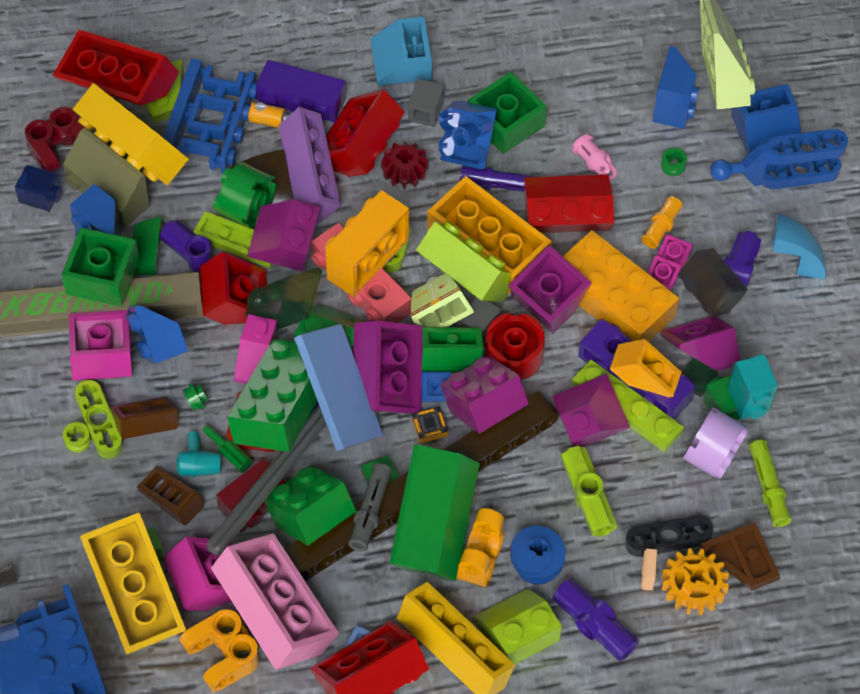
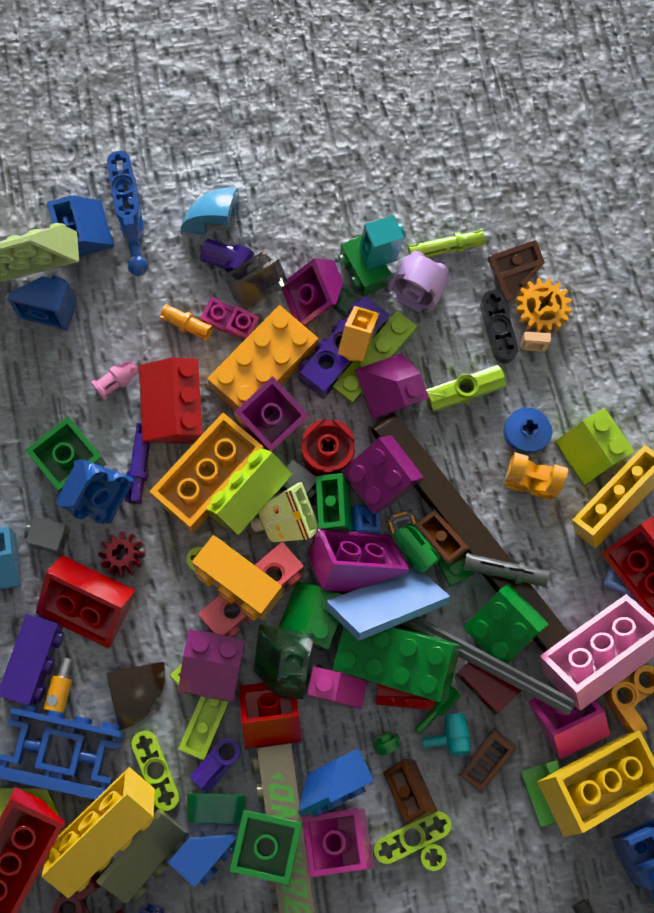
camera: 95 degrees left, 15 degrees up
(180, 207) = (155, 747): none -> lime beam
(244, 193) = (164, 708): green brick -> none
(309, 161) = (125, 646): medium lavender brick -> none
(399, 455) = (442, 538): none -> reddish brown slope
(400, 425) = (415, 548): none -> green arm
(434, 512) = (505, 515): green slope -> none
(595, 619) = (583, 385): dark purple piece -> none
(668, 156) = (114, 303): green bush -> none

